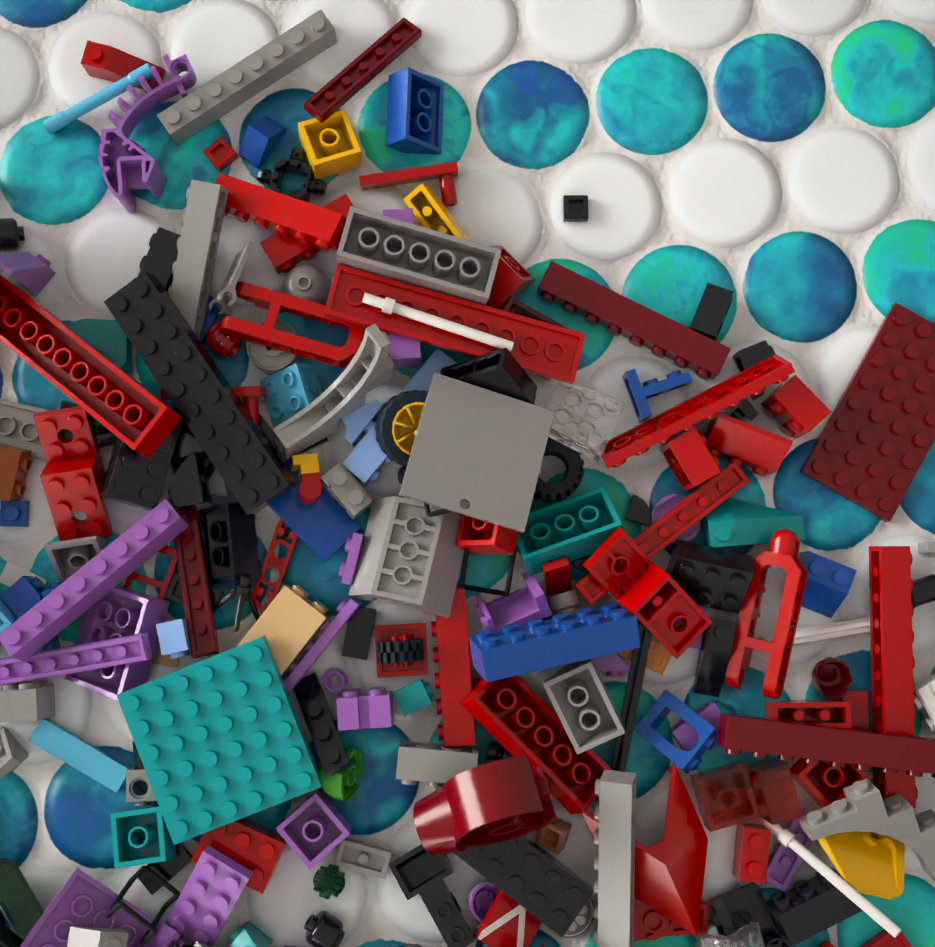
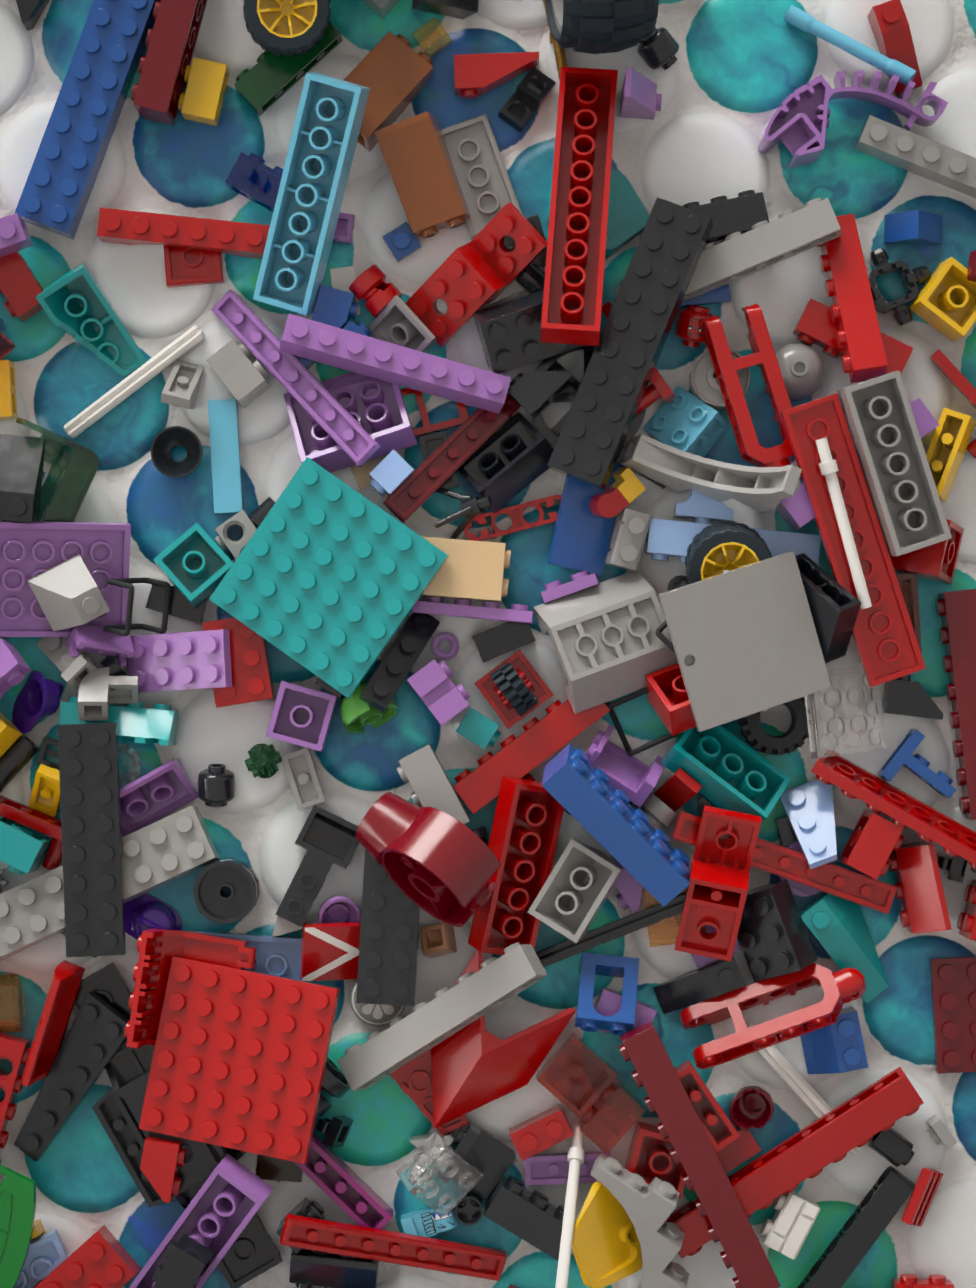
camera: 60 degrees right, 5 degrees up
(30, 558) = (373, 289): none -> red wheel
(37, 792) = (166, 441): none -> black piece
(220, 154) = (873, 198): red tile -> none
(231, 280) = (758, 296): light grey flag -> none
(599, 363) = (909, 699): none -> black slope
(645, 491) = (812, 820): none -> light blue wing

